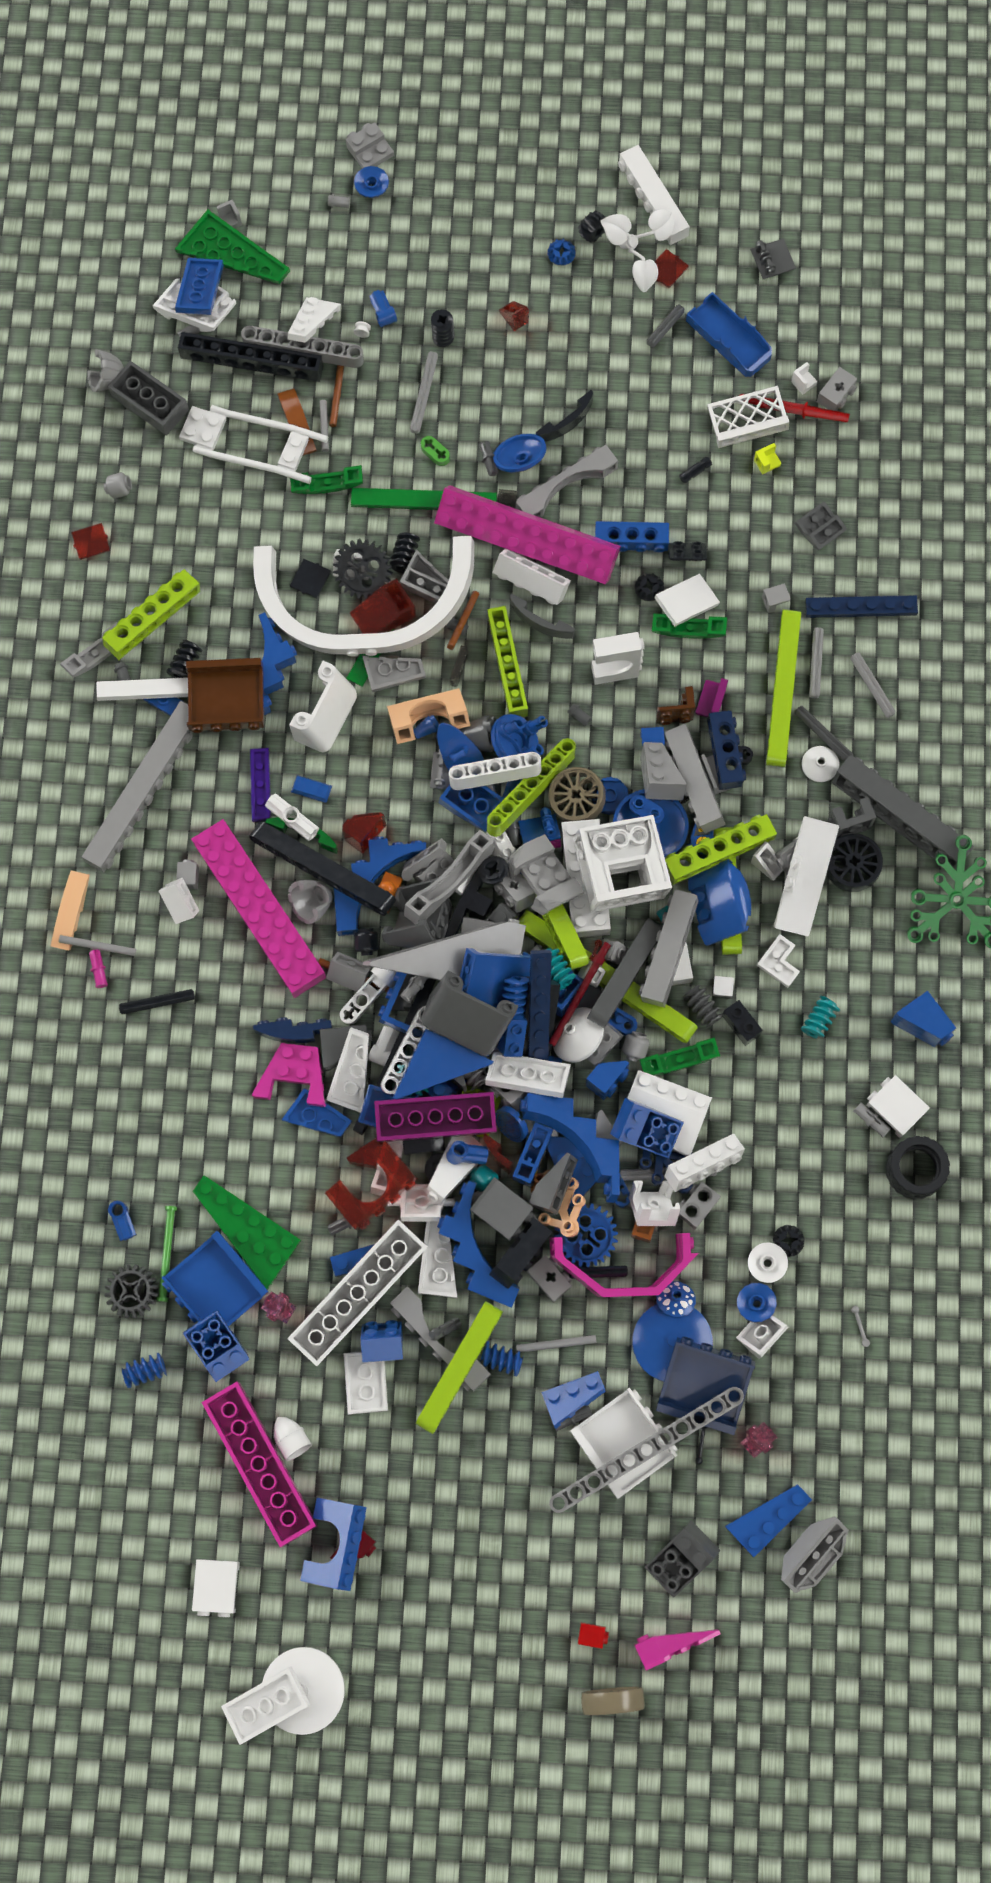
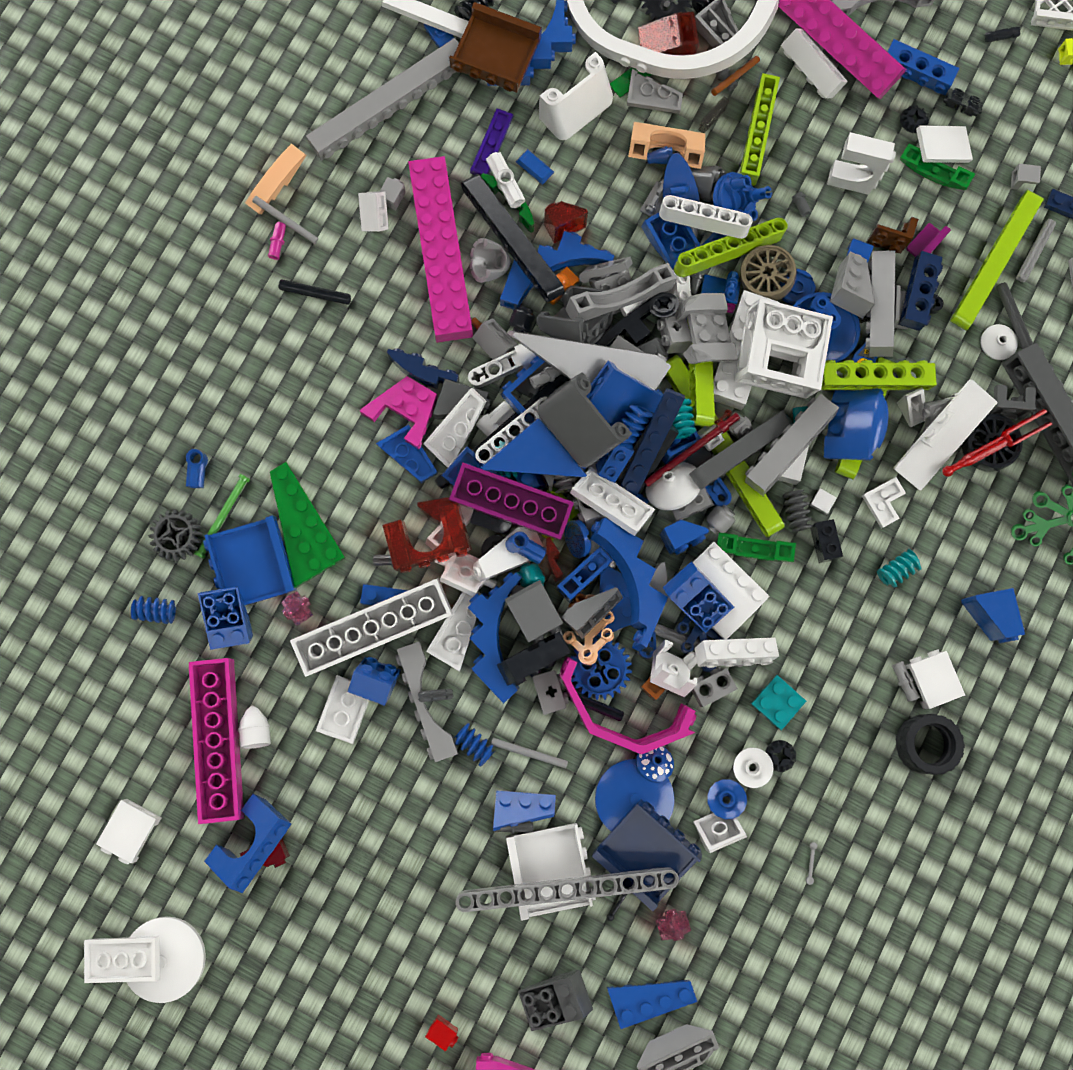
camera: 15 degrees right, 5 degrees up
(459, 1367) = (431, 736): lime beam -> none
(561, 629) = (818, 122): dark grey slope -> none
(765, 1192) = (778, 702): none -> teal plate
(855, 865) = (995, 445): none -> red piece

